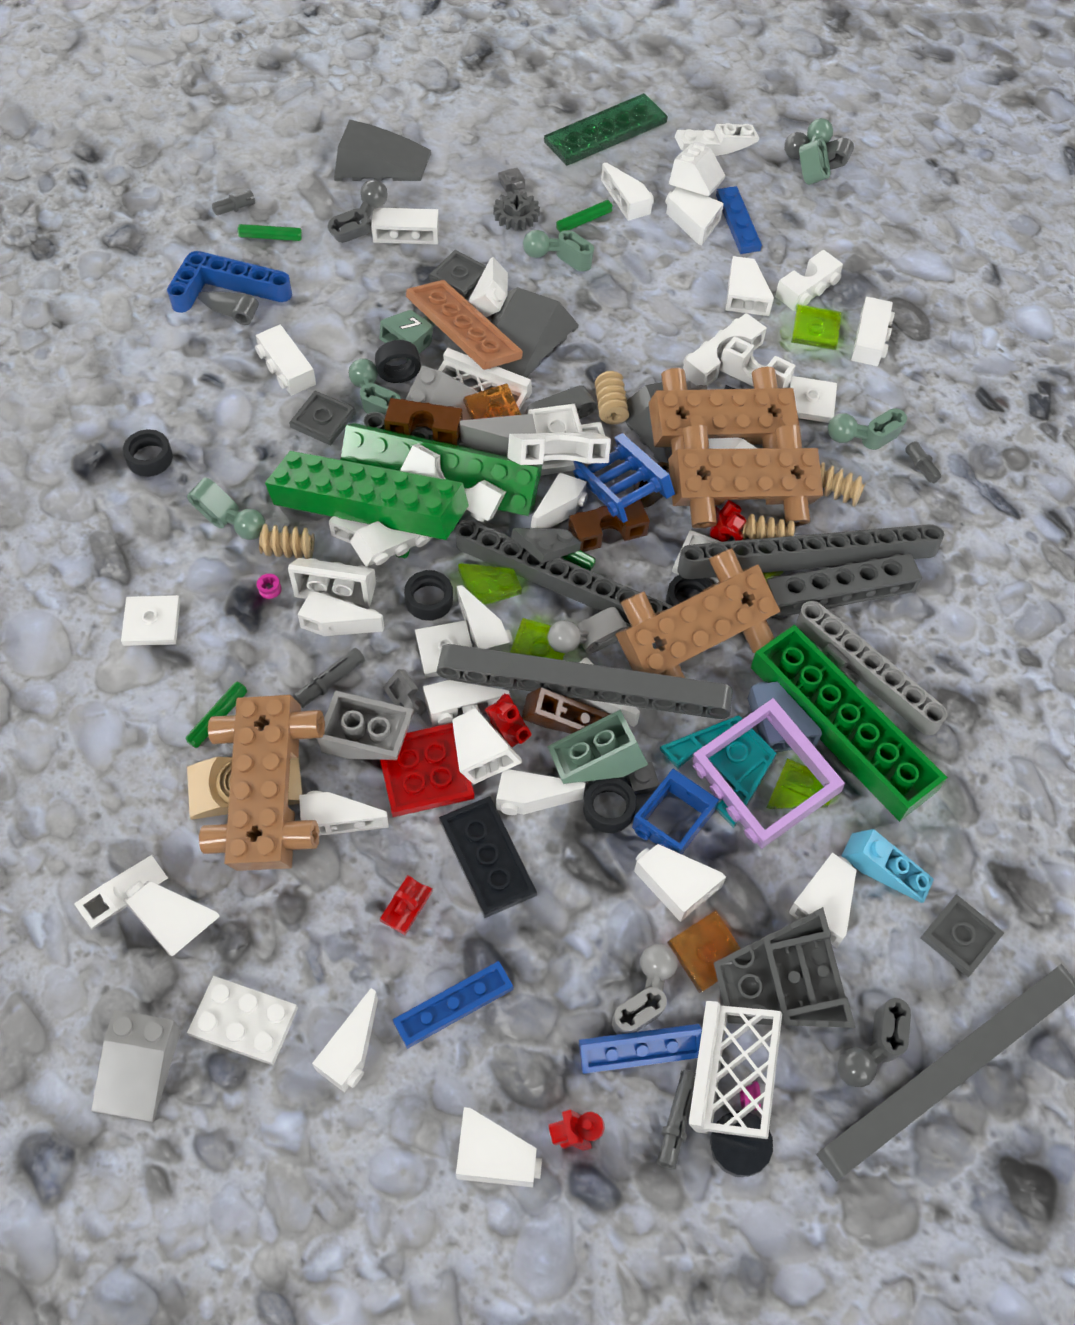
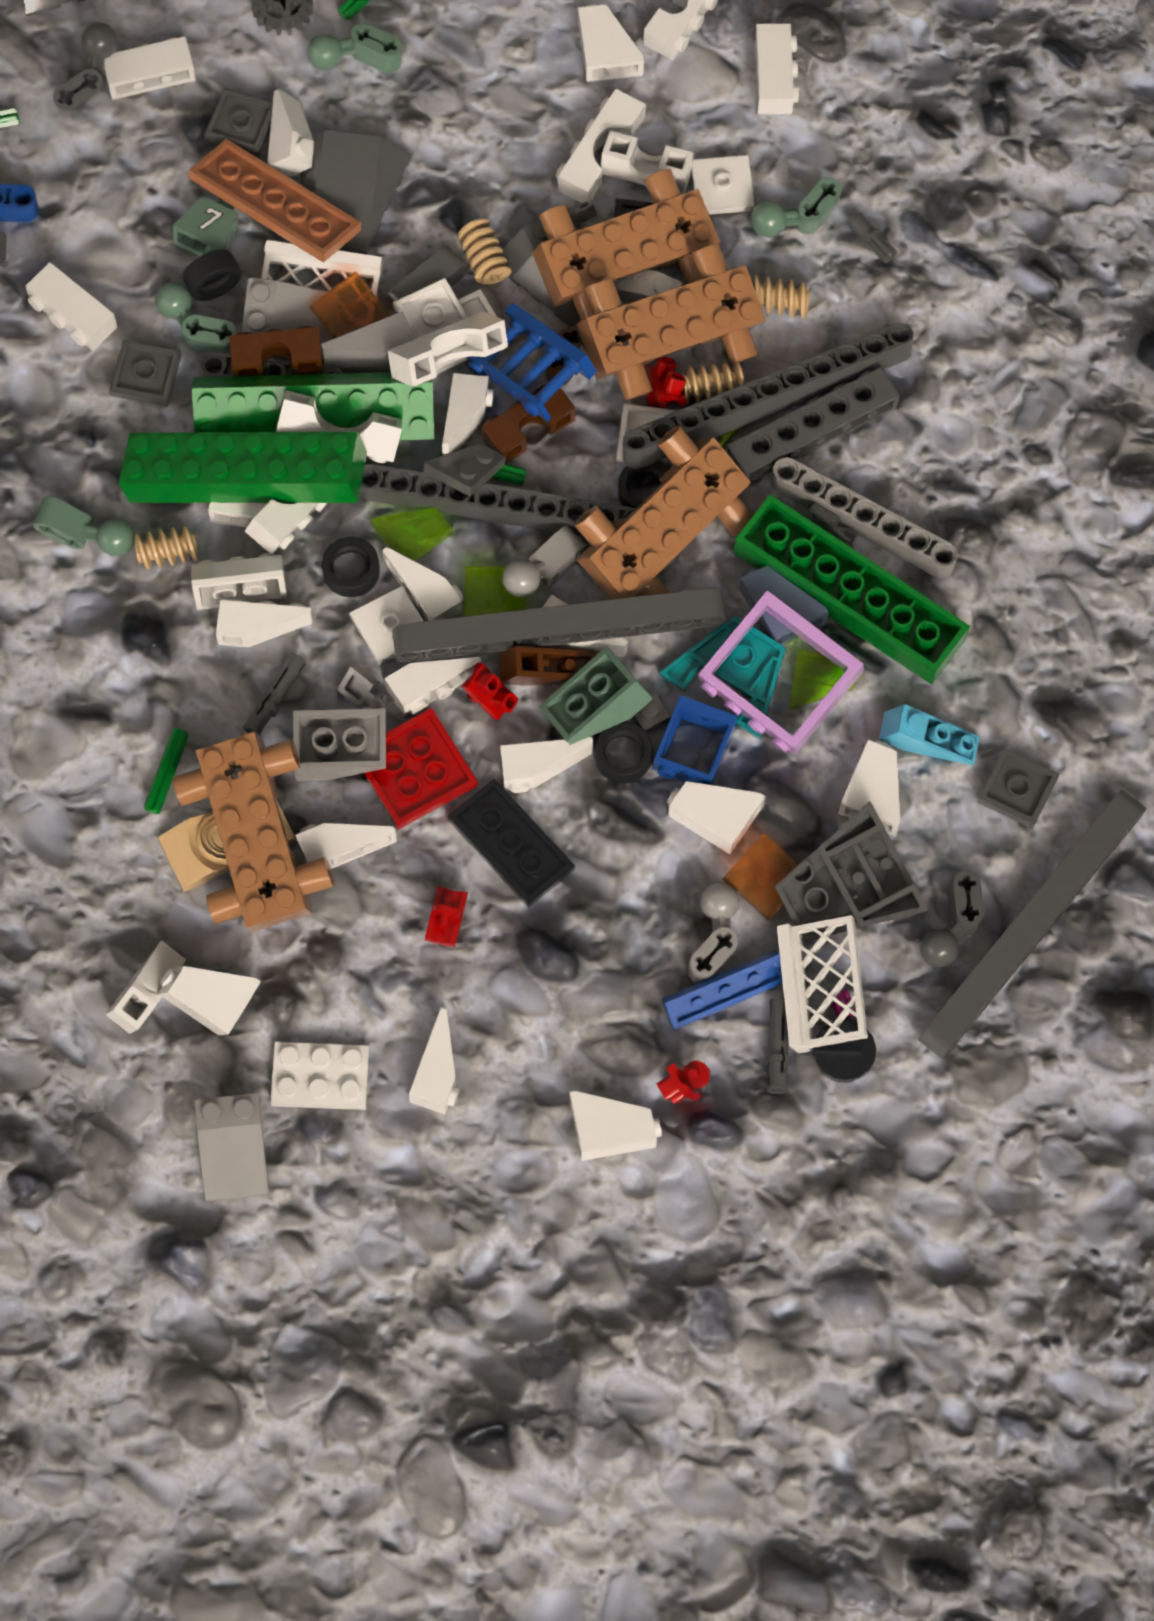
camera: 15 degrees left, 10 degrees up
(150, 620) = (47, 683): white plate -> none
(272, 592) = (164, 615): dark pink bush -> none
(452, 1004) = (525, 1001): blue plate -> none
(481, 747) = (470, 729): white slope -> none
(816, 327) = (705, 80): clear neon green plate -> none

